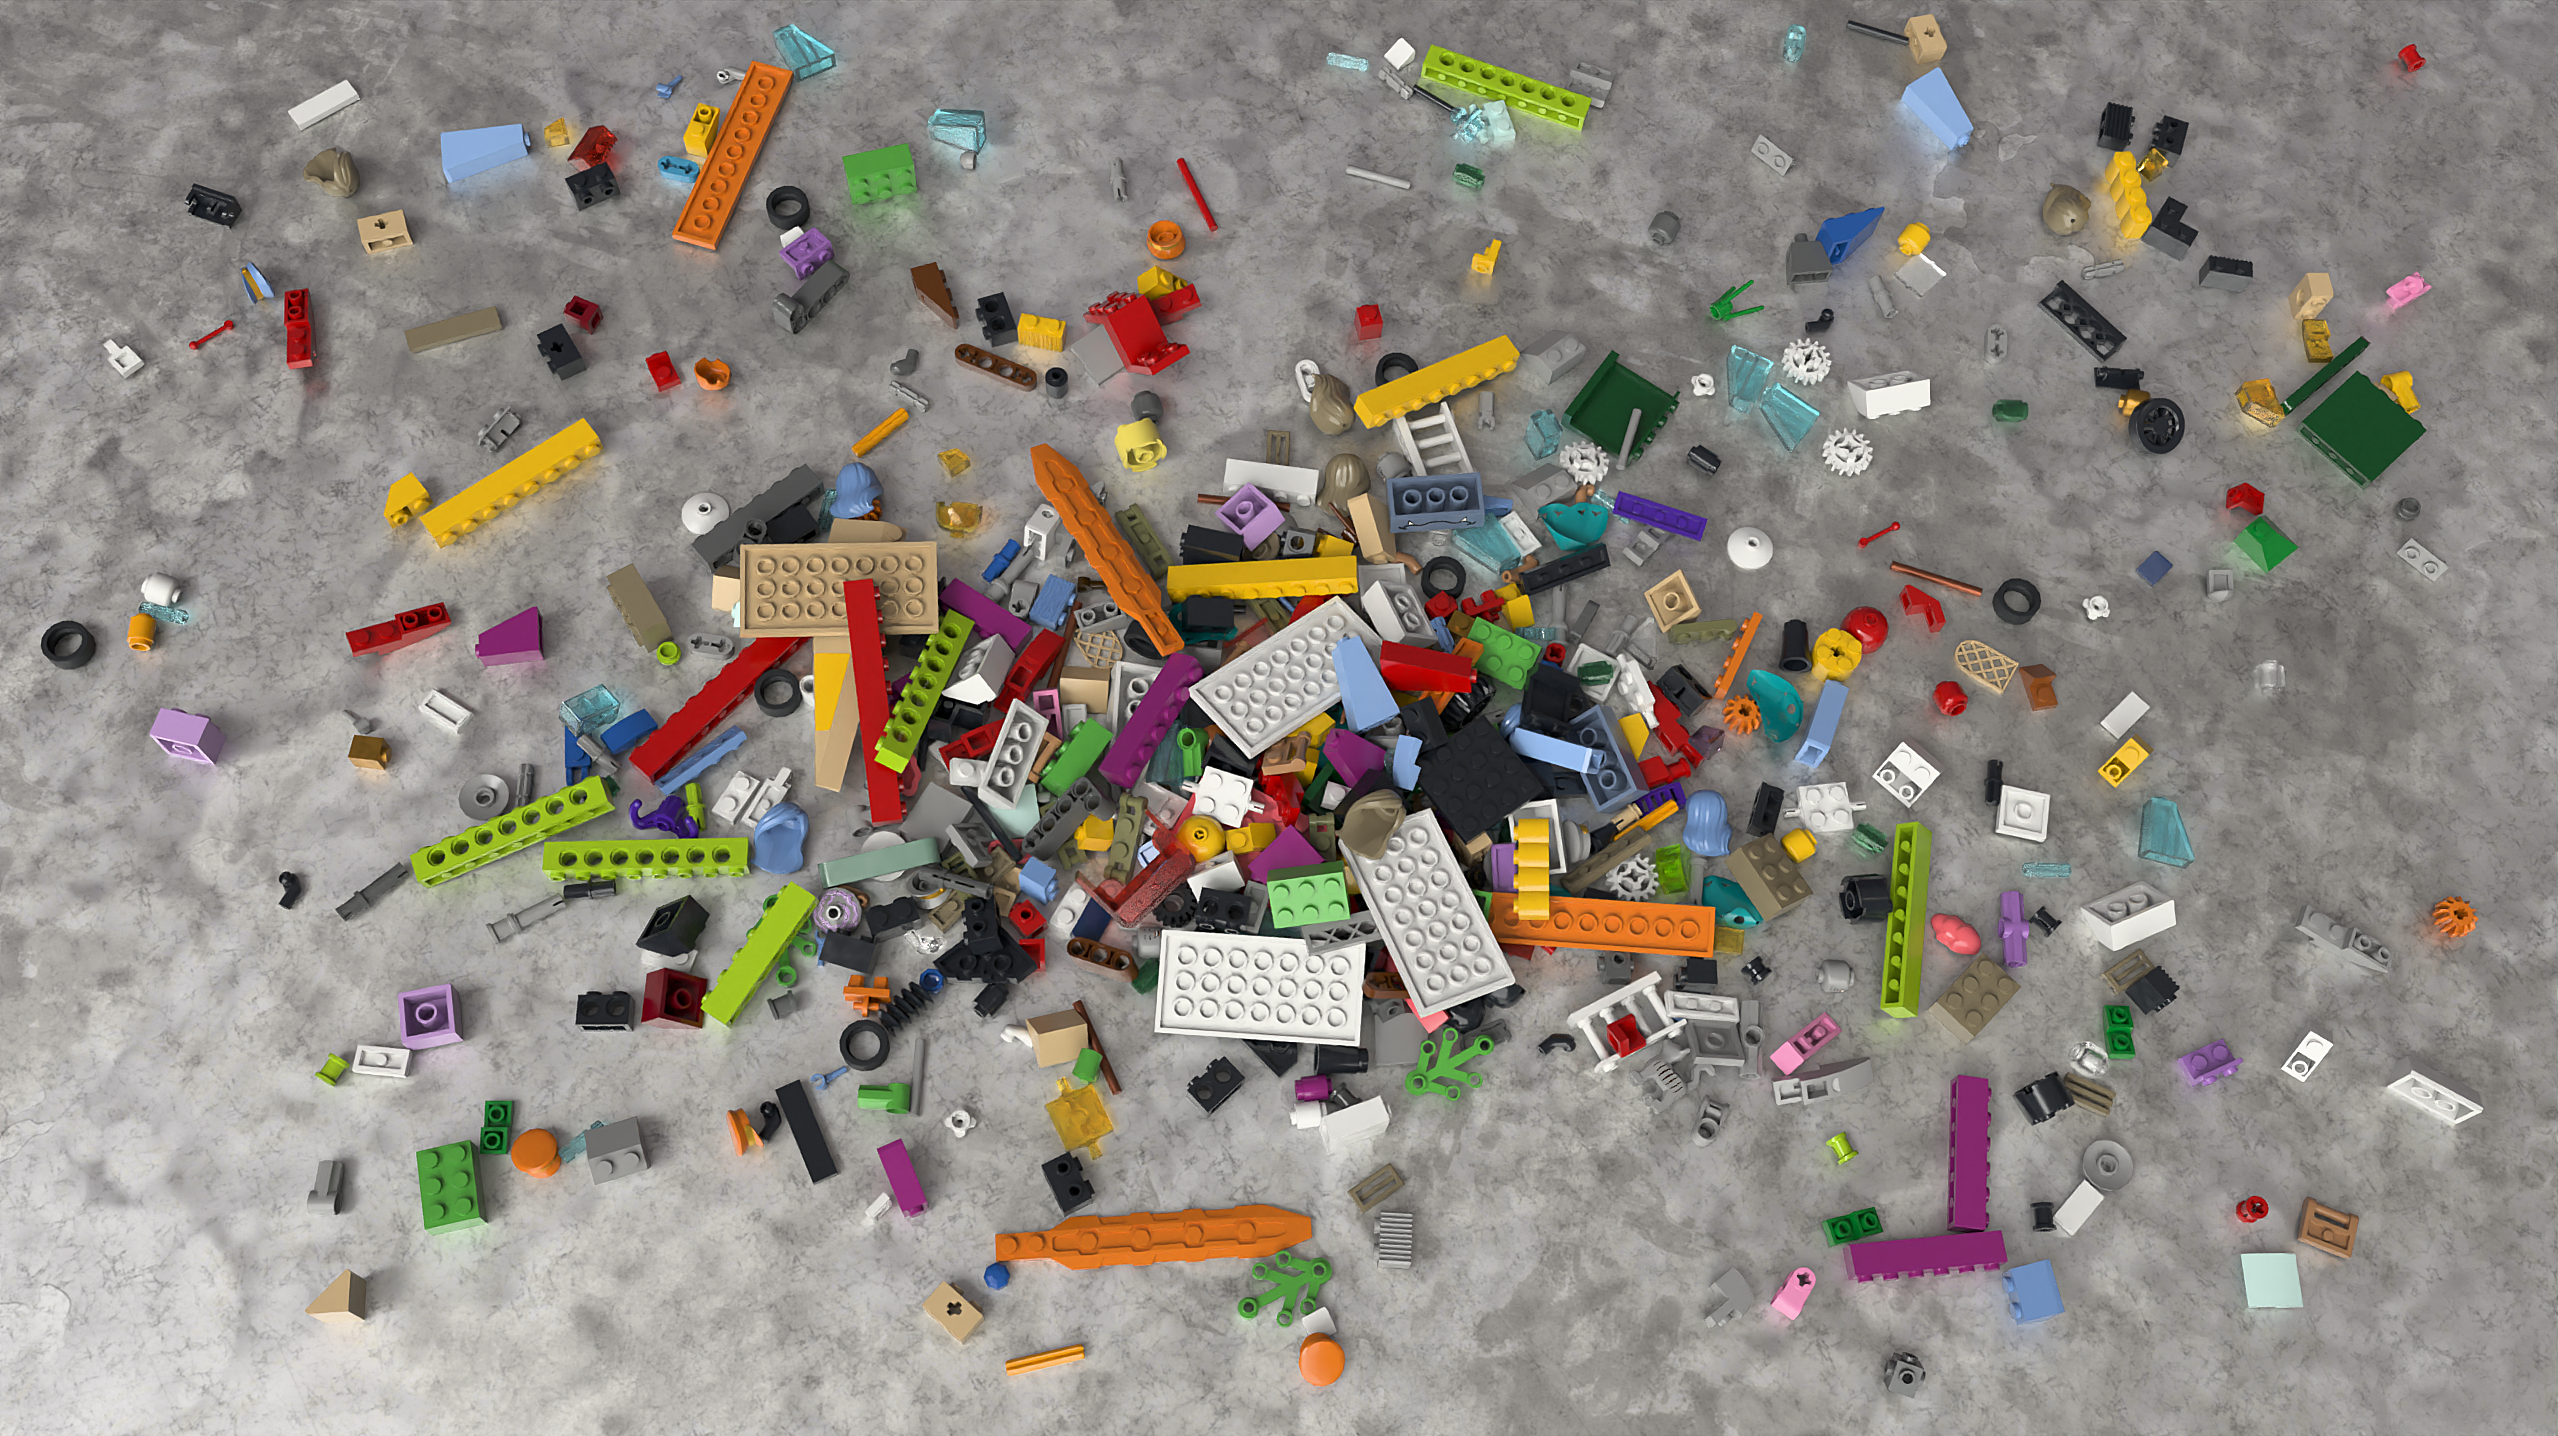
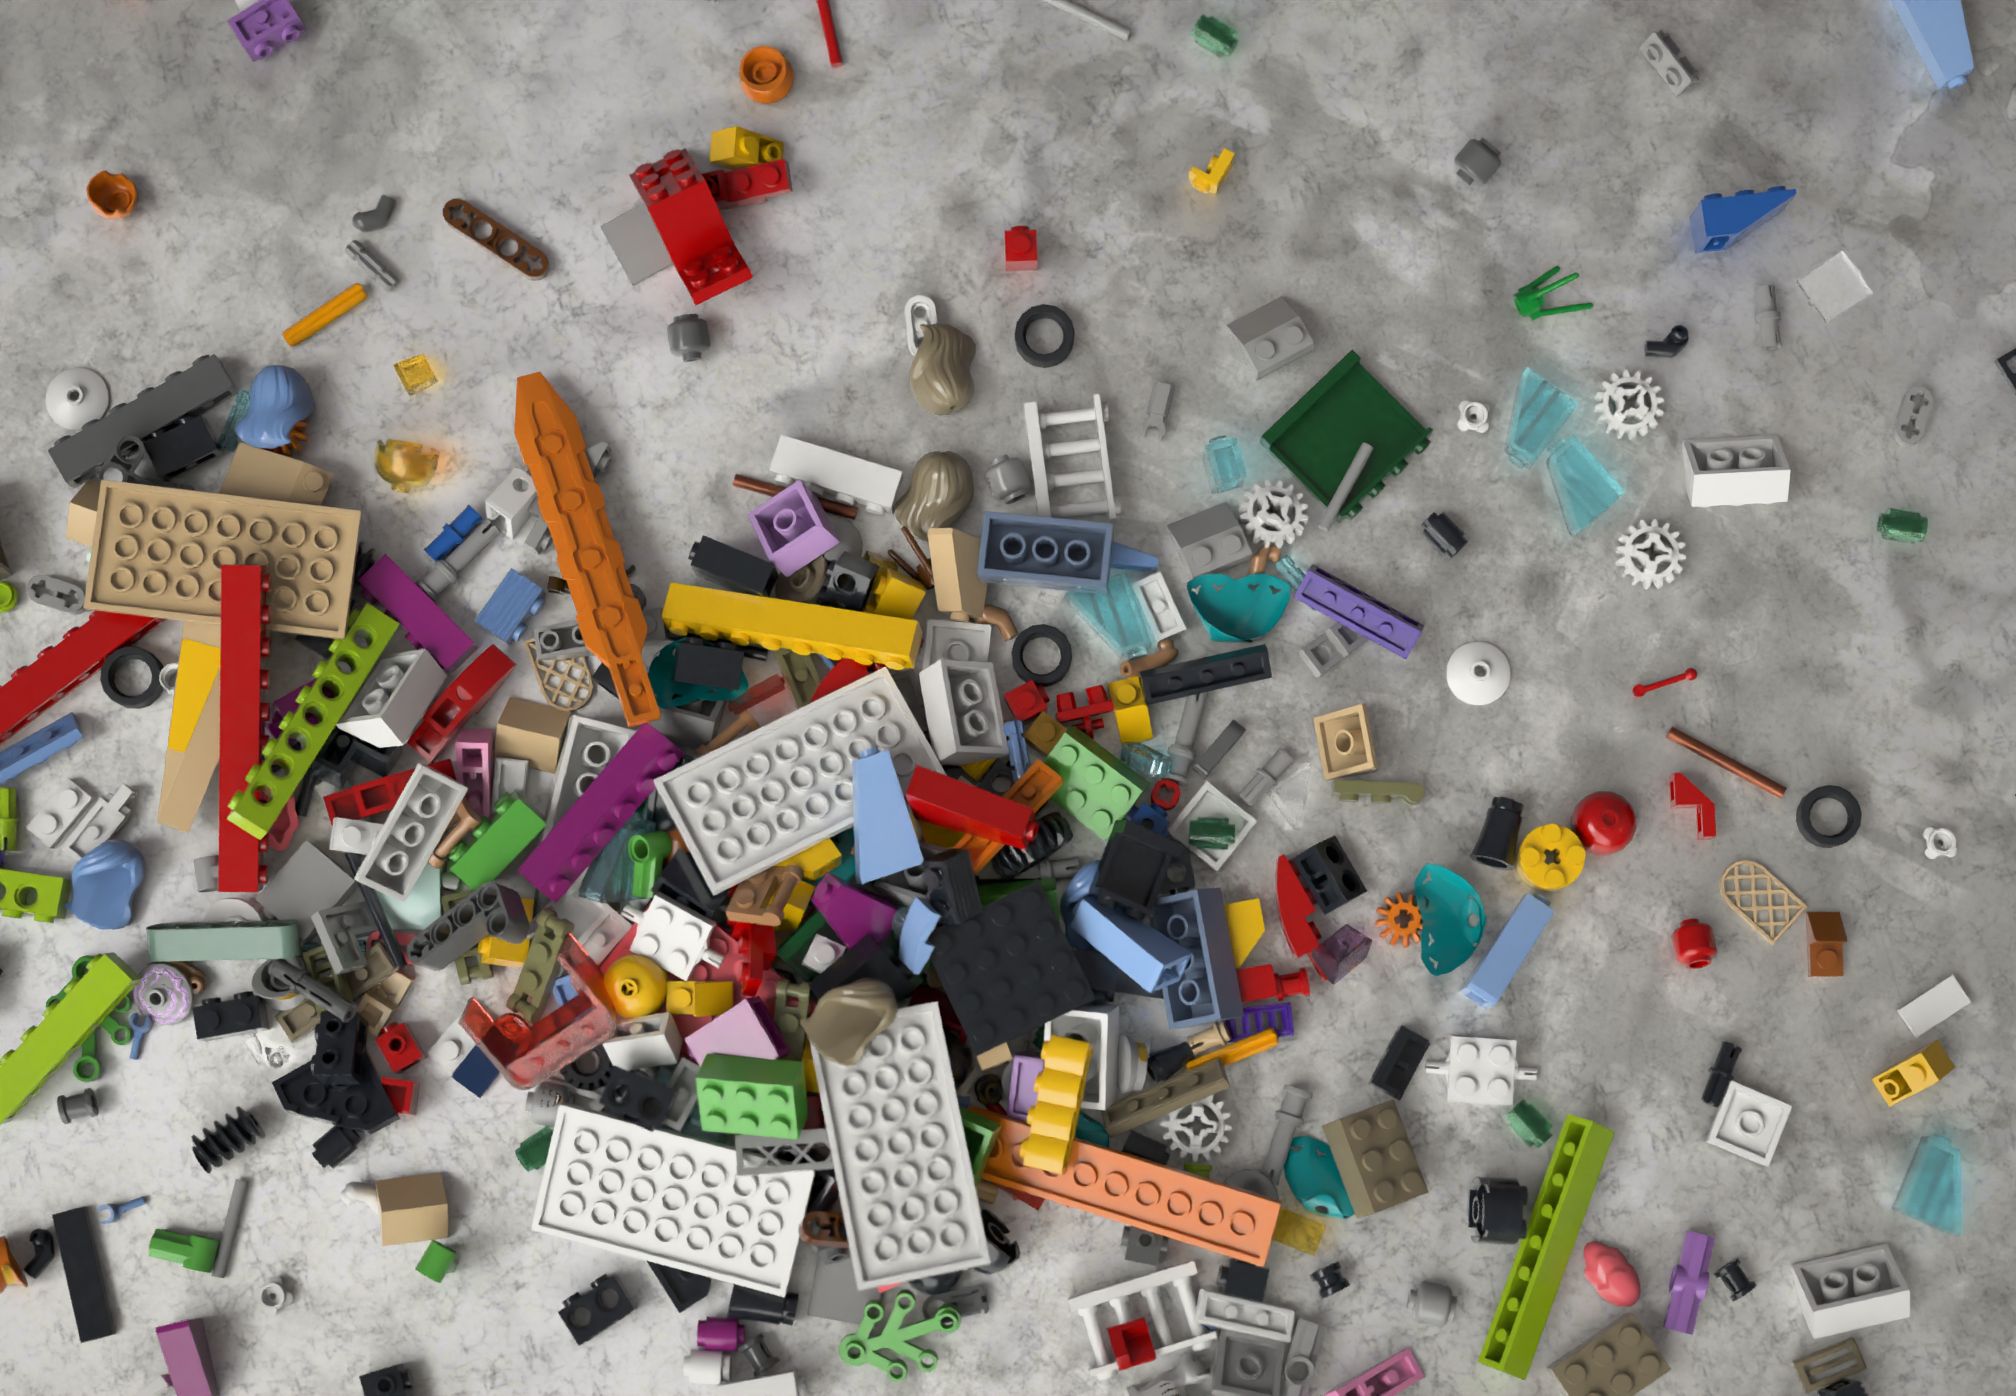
camera: 20 degrees right, 15 degrees up
(662, 371) = (48, 178): red bracket -> none
(797, 311) = (261, 96): dark grey beam -> none
(850, 952) = (170, 1052): black brick -> none
(855, 1028) = (145, 1176): black tyre -> none
(867, 998) = (170, 1103): orange hips -> none
(932, 292) = (426, 102): reddish brown slope -> none
(932, 981) = (266, 1106): blue tile -> none
(995, 320) = (515, 166): black brick -> none
(1023, 598) = (472, 593): light grey piece -> none
(1039, 881) = (422, 1001): medium blue brick -> none
(1042, 332) = (566, 197): yellow brick -> none
(1056, 382) = (576, 288): black brick -> none
(1061, 656) = (510, 683): copper bar -> none
(1079, 1118) = (420, 1318): clear yellow plate -> none
(1096, 1046) = (460, 1229): copper bar -> none
(1109, 967) = (474, 1110): reddish brown beam -> none
(1140, 445) = (666, 394): light yellow brick -> none
(1145, 540) = (651, 533): olive plate -> none
(1278, 434) = (857, 427): dark tan tile -> none
(1436, 381) = (1093, 363): yellow brick -> none
(1557, 1040) = (1047, 1325): black arm -> none
(1636, 690) = (1262, 880): white plate -> none
(1671, 869) = (1250, 1121): clear neon green slope -> none
(1707, 824) = (1312, 1072): medium blue piece -> none
(1740, 647) = (1424, 822): orange plate -> none
(1798, 844) = (1429, 1117): yellow head -> none
(1807, 262) = (1671, 245): dark grey torso -> none
(1908, 771) = (1609, 1039): white slope -> none
(1914, 238) = (1838, 232): yellow head -> none
(2046, 869) = (1759, 1207): clear light blue axle -> none

